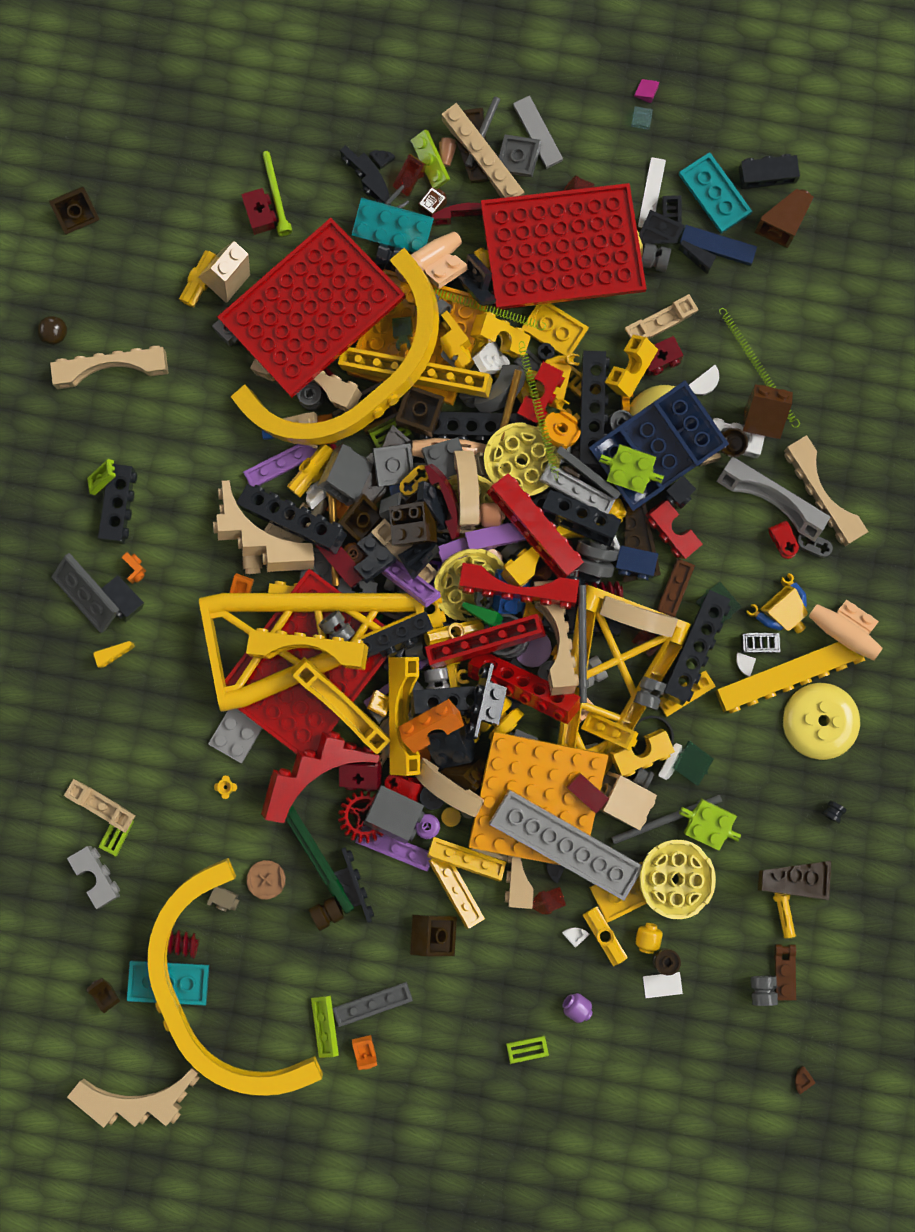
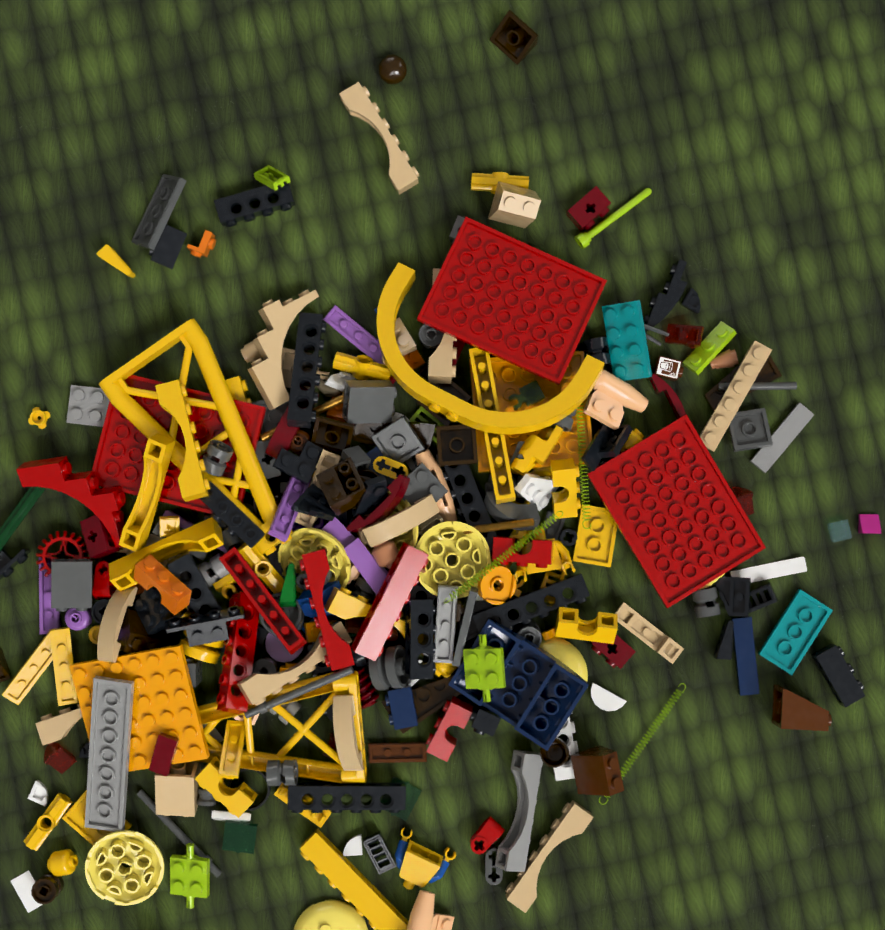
camera: 65 degrees right, 5 degrees up
(241, 584) = (225, 350): orange bracket -> none

